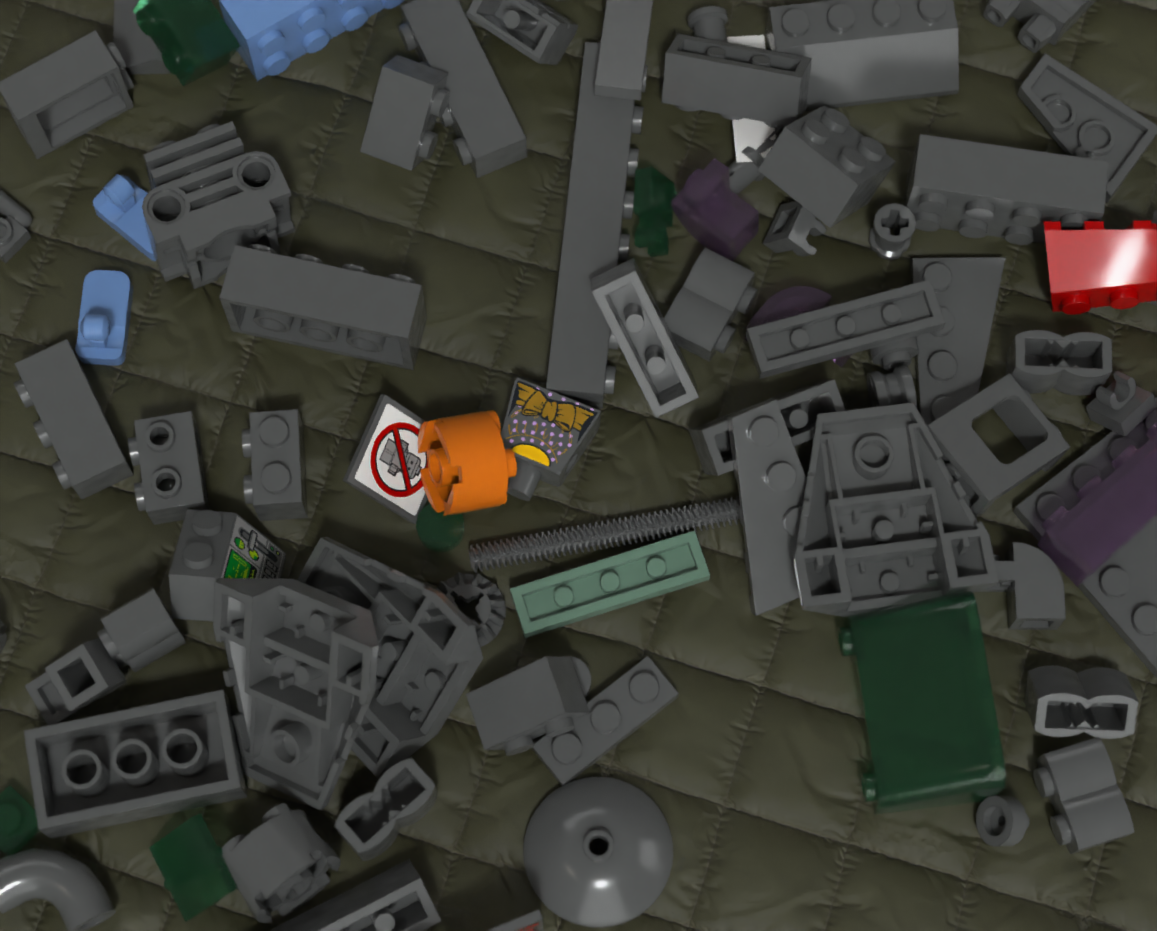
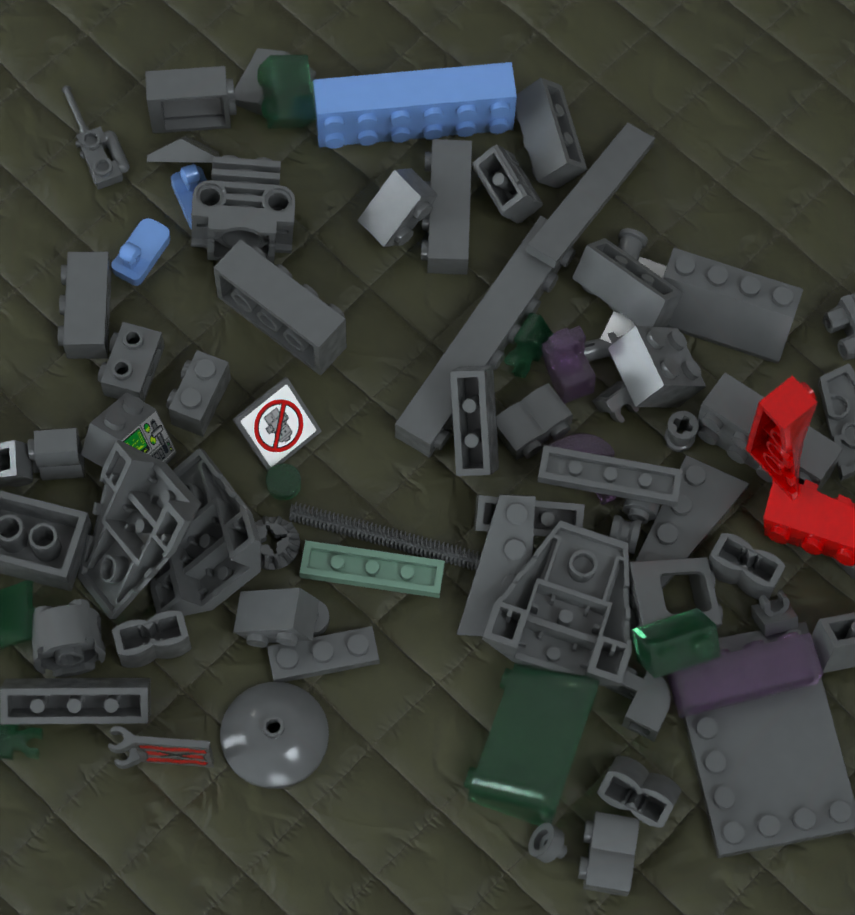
camera: 25 degrees right, 5 degrees down
(94, 164) = (183, 150): none -> dark grey slope
(465, 462) = (317, 446): orange brick -> none
(545, 435) = (378, 455): torso -> none
(1037, 498) = (676, 642): none -> clear green brick
(1047, 182) = (780, 432): none -> red wedge

